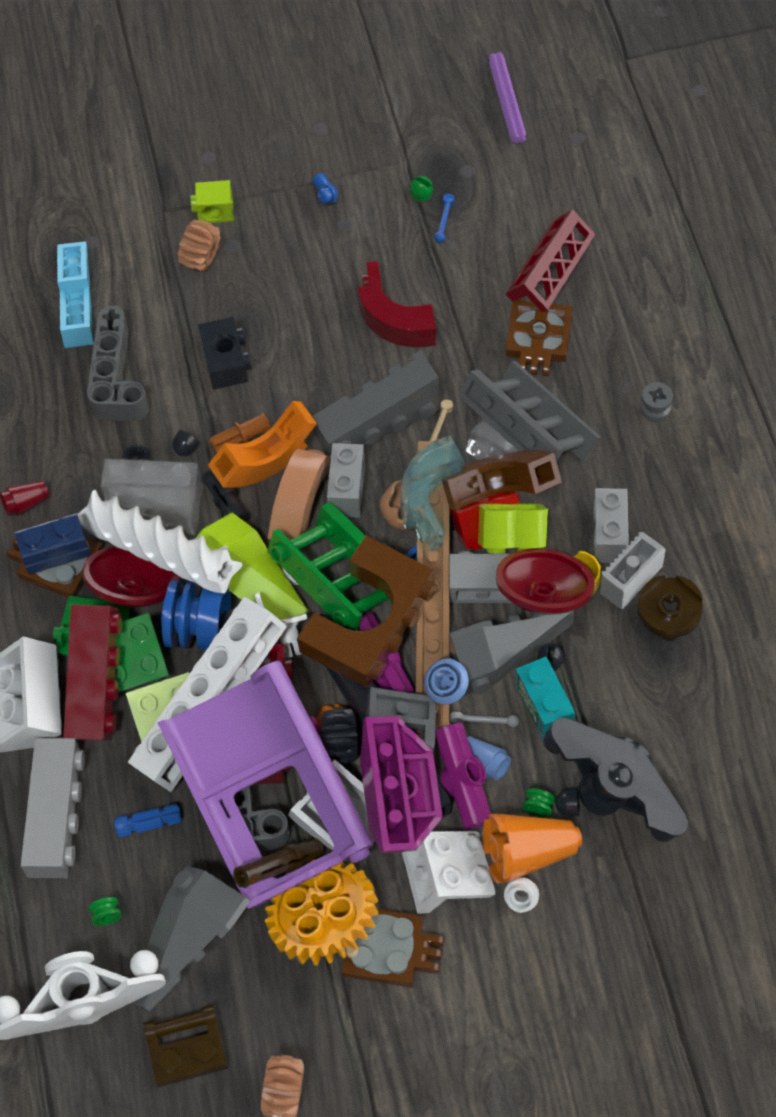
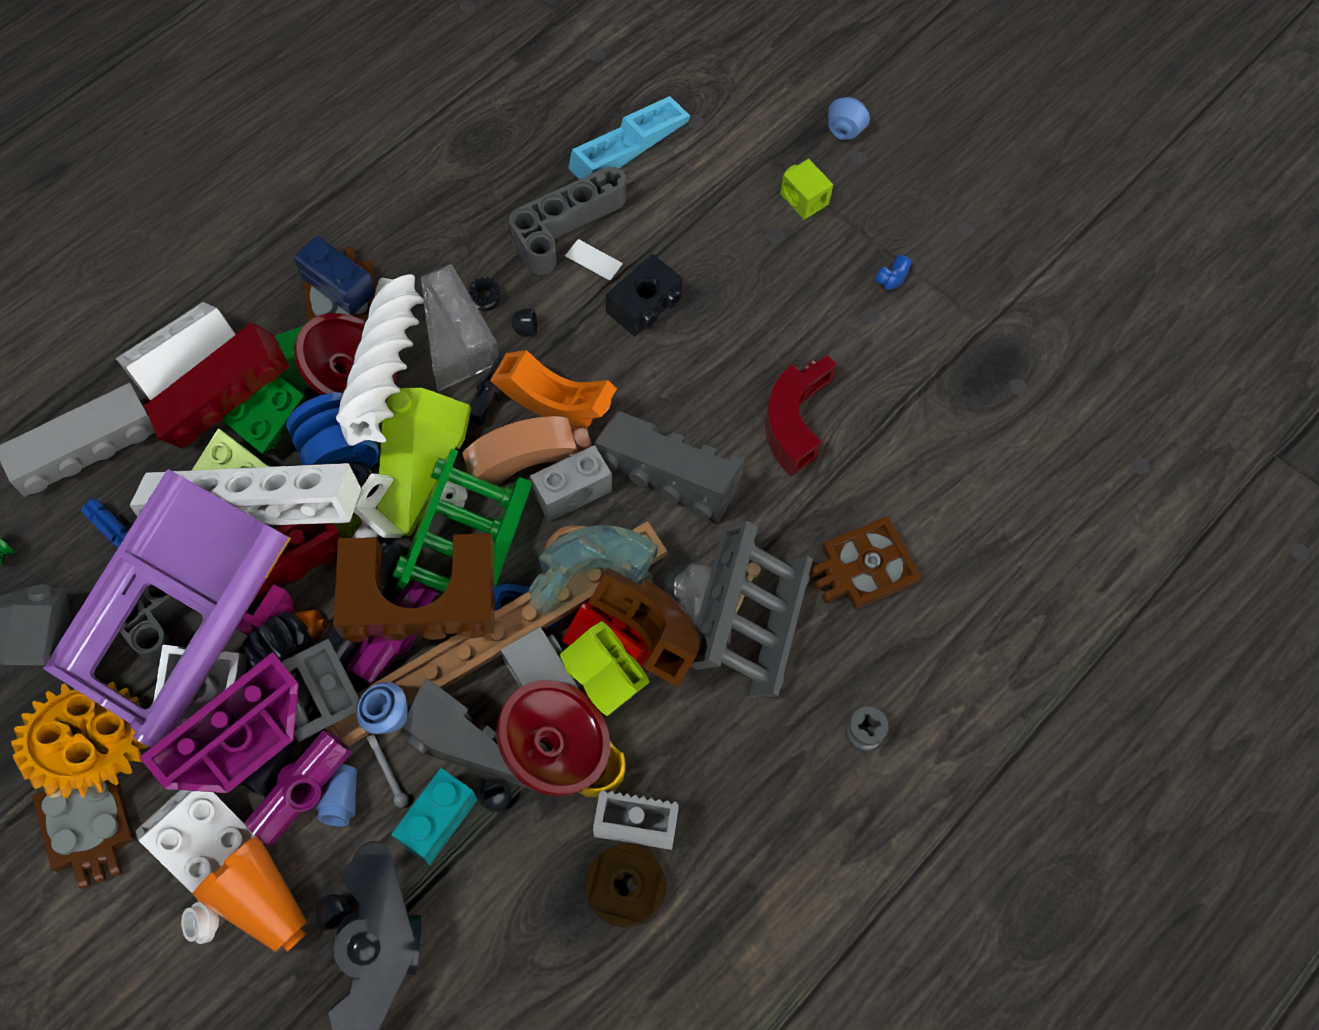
camera: 50 degrees right, 5 degrees up
(22, 497) = (383, 227): dark red cone -> none
(161, 373) = (594, 259): none -> white sticker
(174, 142) = (847, 117): none -> medium blue cone
(199, 245) = (743, 203): nougat gear -> none
(241, 432) = (567, 361): dark orange axle -> none
(287, 859) = (85, 658): dark brown pin -> none
(419, 188) = (955, 356): green hinge -> none
(446, 407) = (668, 538): tan hinge -> none
(448, 200) = (968, 389): blue hinge -> none
(507, 98) = (1132, 371): medium lavender axle -> none
(538, 803) = (314, 879): green bush -> none
(548, 253) = (956, 514): dark red fence -> none
(610, 523) = (681, 766): light grey brick -> none

